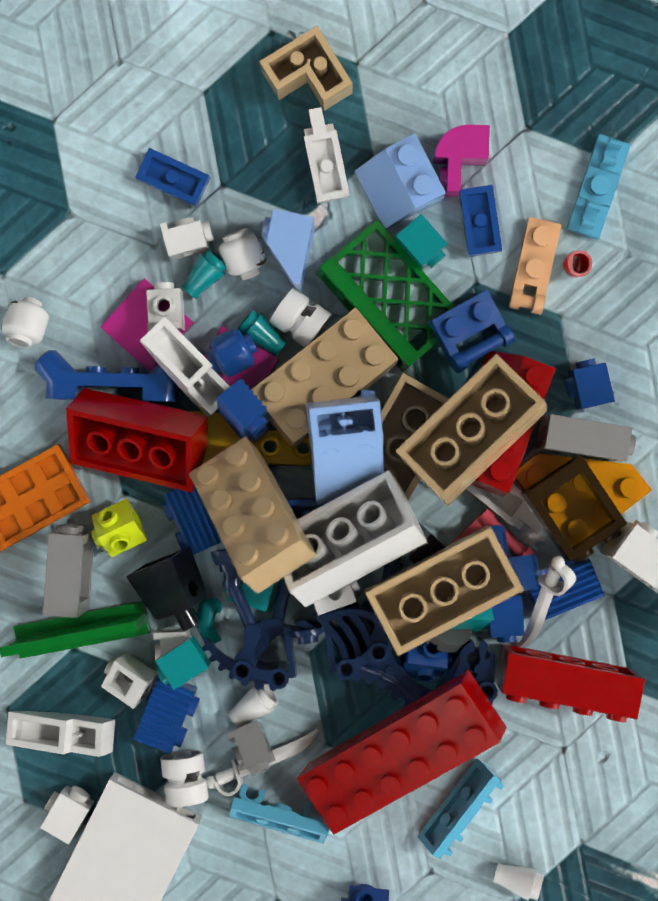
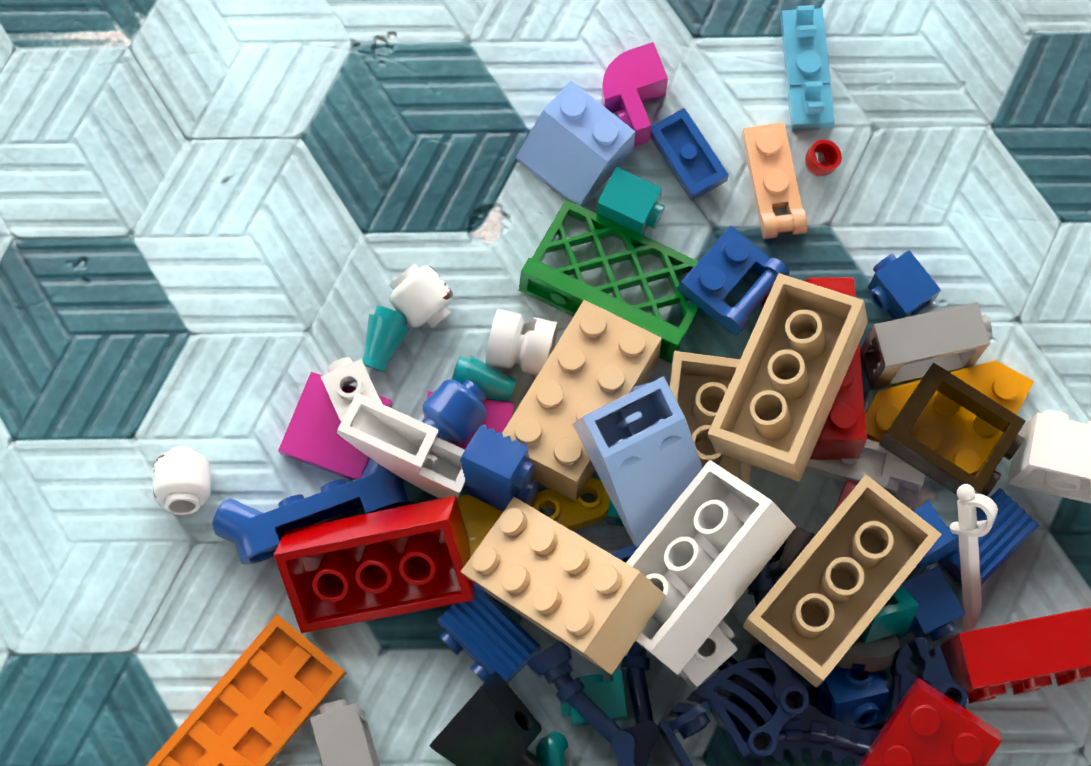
camera: 20 degrees left, 15 degrees down
(118, 528) = (394, 689): neon yellow brick -> none
(172, 177) = (301, 243): blue plate -> none
(186, 238) = (345, 304): white brick -> none
(290, 242) = (472, 256): light blue slope -> none
(310, 62) = (416, 53): tan brick -> none
(325, 159) = (476, 154): white hinge -> none

